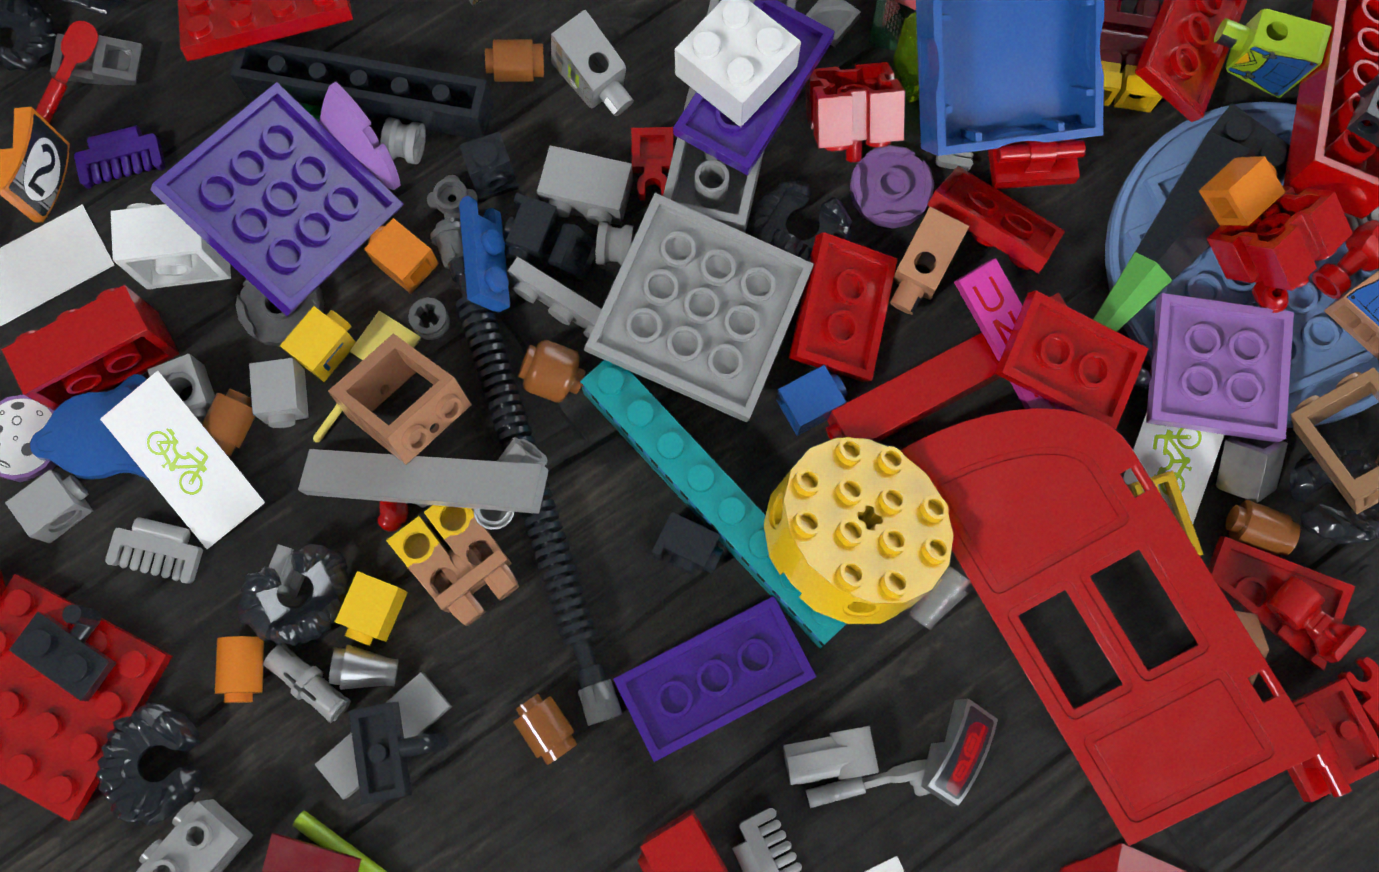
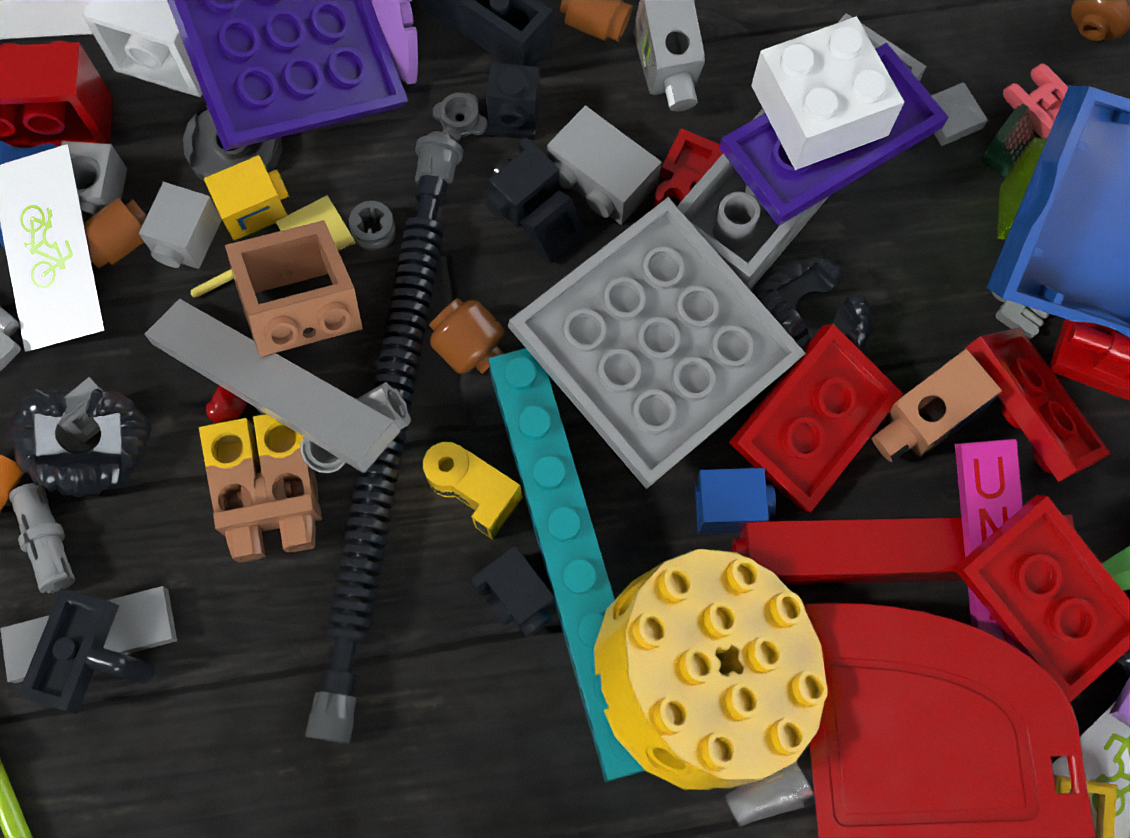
camera: 25 degrees right, 5 degrees down
(361, 668) = (103, 550): flat silver cone -> none
(370, 609) = (147, 492): yellow brick -> none
(401, 255) = (377, 149): orange brick -> none
(404, 139) = (441, 38): light grey wheel -> none
(484, 256) = (458, 188): blue hinge -> none
(545, 728) = (257, 715): dark orange brick -> none
(563, 302) = (496, 240): light grey plate -> none
(613, 243) = (597, 232): light grey wheel -> none
(614, 479) = (463, 475): none -> yellow leg
(714, 678) = (469, 756): dark purple plate -> none
(855, 107) = (933, 211): brick -> none
(891, 186) = (933, 316): medium lavender tile -> none

